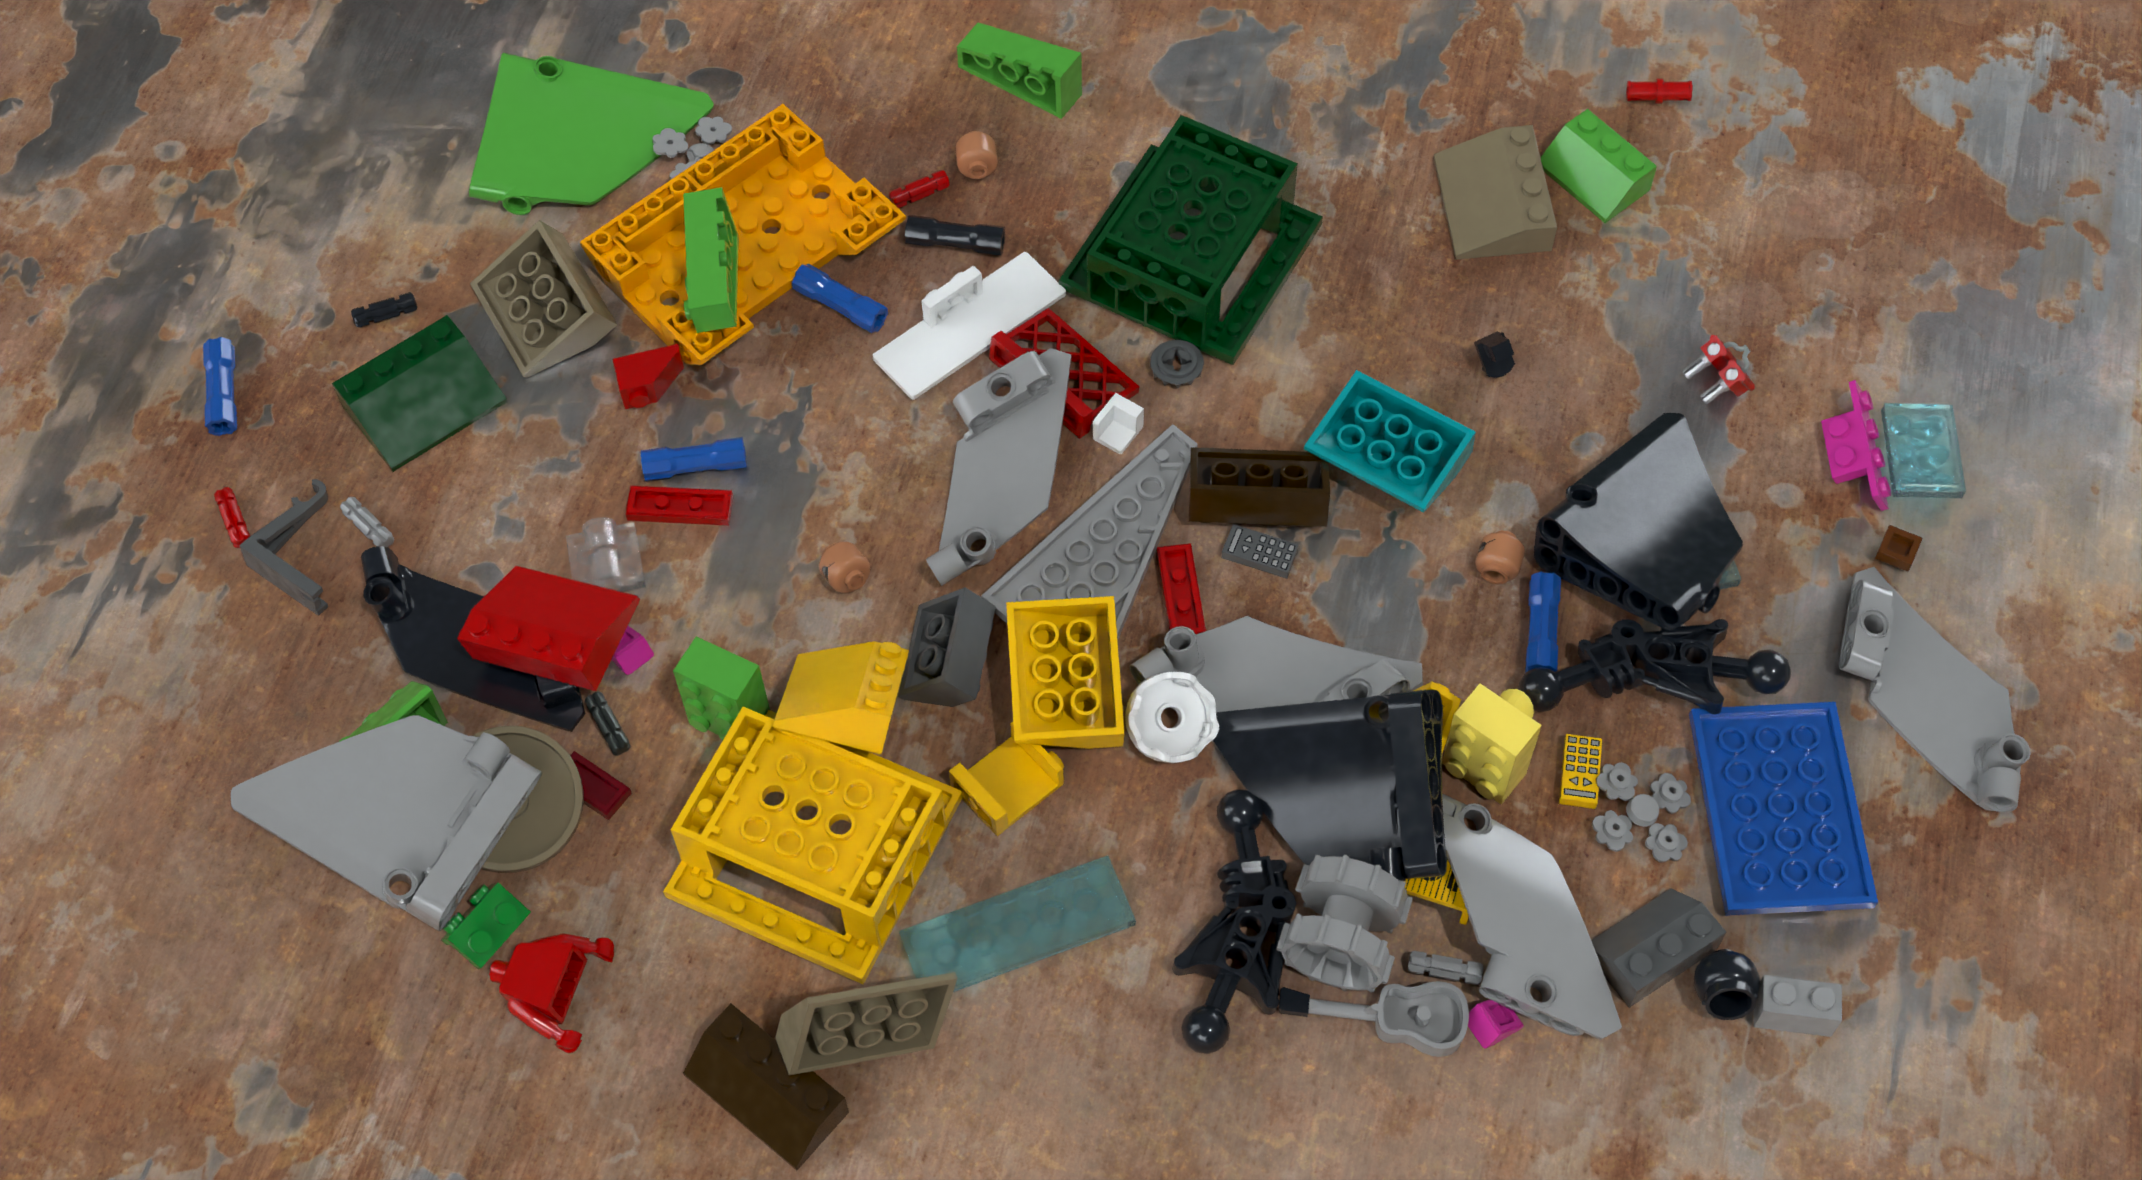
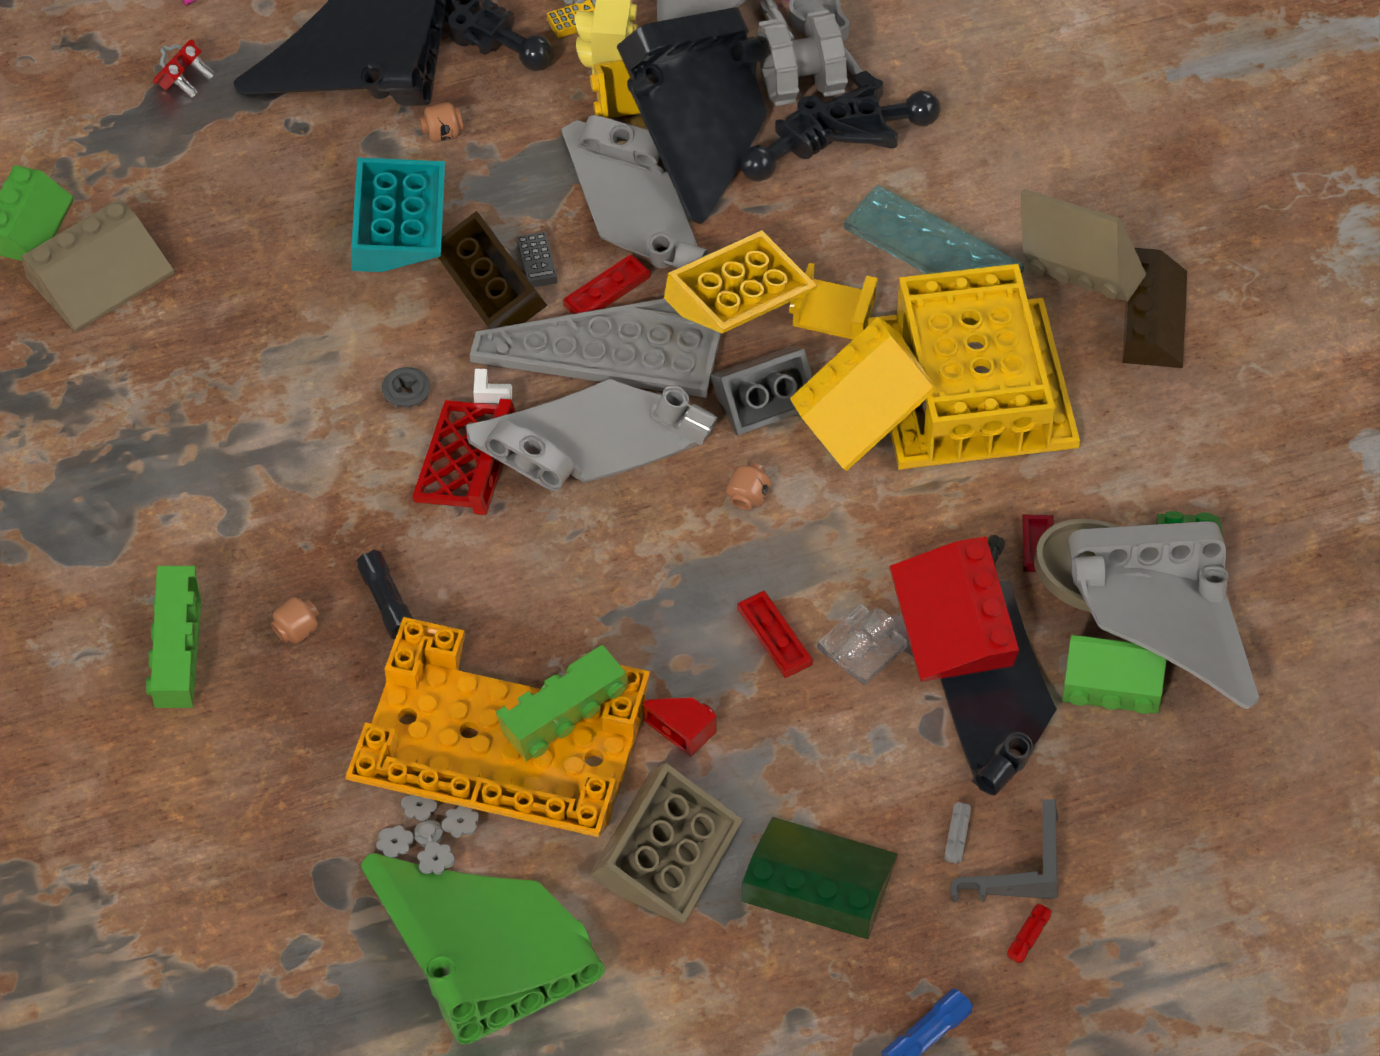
camera: 125 degrees left, 5 degrees down
(384, 309) = (759, 966): black axle -> none
(544, 979) = (1195, 467): red torso -> none
(667, 462) = (713, 627): blue axle -> none
(717, 686) = (921, 470): bright green brick -> none
(858, 308) = (507, 618): blue axle -> none
(919, 189) = (353, 651): red axle -> none
(963, 320) = (466, 539): white bracket -> none
(1177, 284) = (343, 414): dark green plate -> none
(1195, 711) = (717, 229): white plate -> none
(1495, 354) = (260, 195): black piece -> none
(1543, 621) = (461, 84): blue axle -> none

